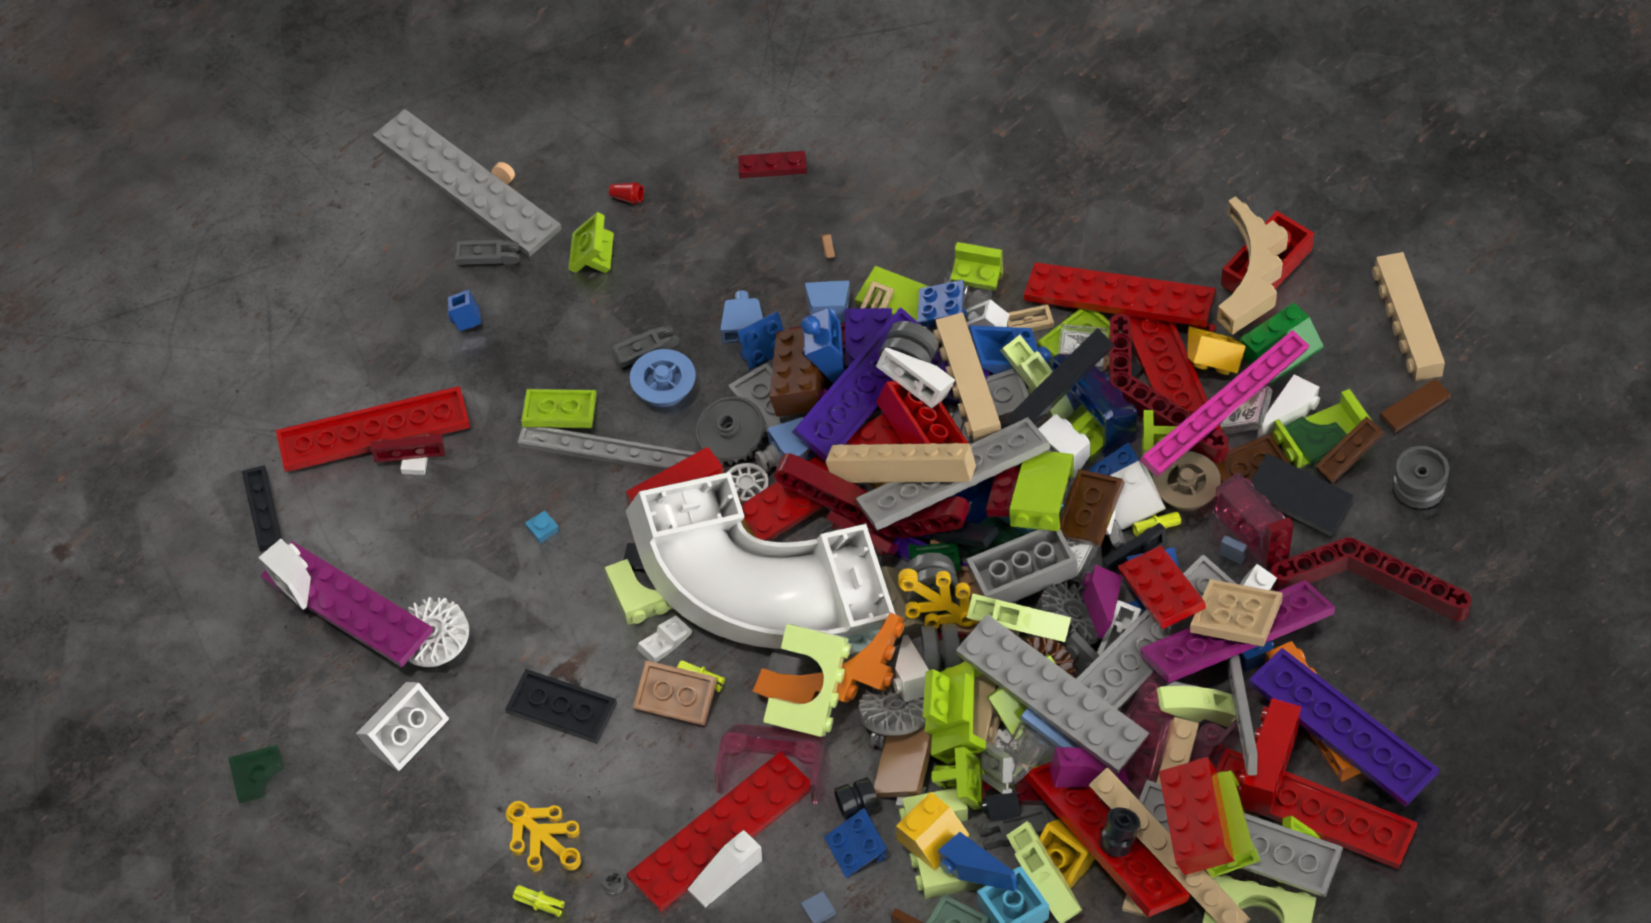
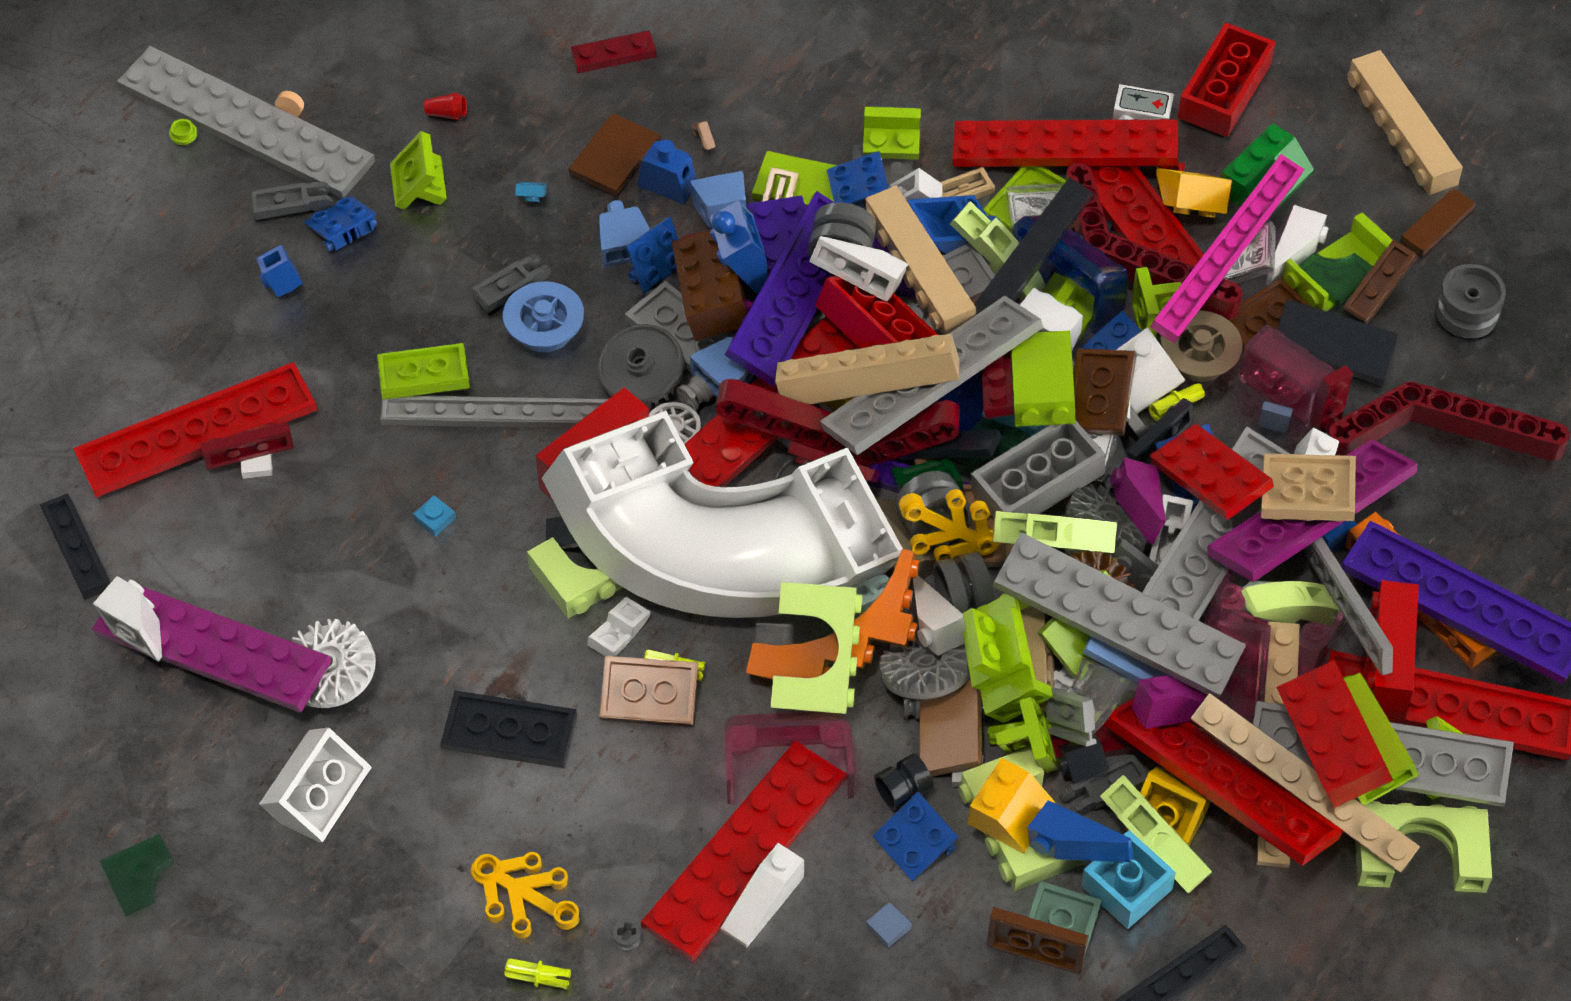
camera: 15 degrees left, 0 degrees up
(415, 184) = (182, 132): none -> lime plate
(523, 273) = (339, 219): none -> blue hinge
(678, 272) = (531, 190): none -> dark azure plate
(752, 251) = (613, 154): none -> reddish brown tile
(789, 272) = (667, 172): none -> blue torso
(1119, 832) = (1243, 768): black wheel -> none
(1192, 270) = (1142, 104): none -> brick
(1255, 292) = (1231, 87): tan arch -> none

